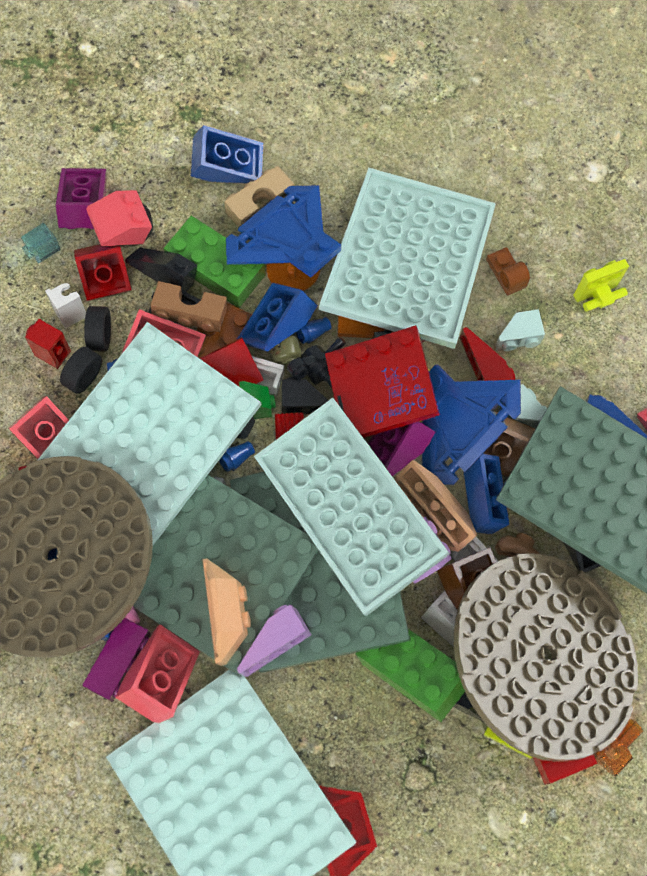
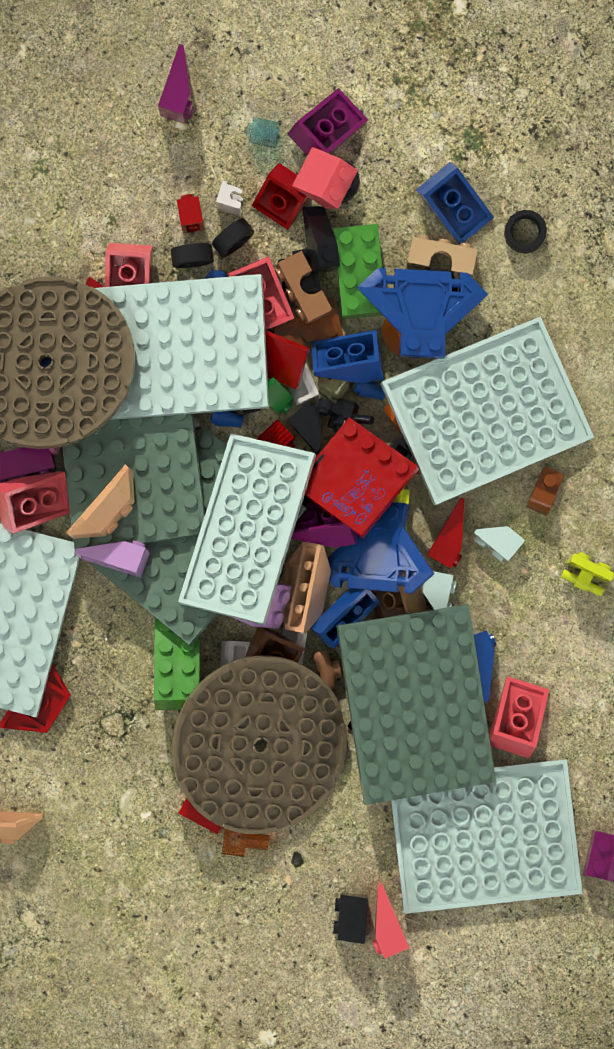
camera: 55 degrees right, 15 degrees up
(294, 115) = (542, 230): none -> black tyre

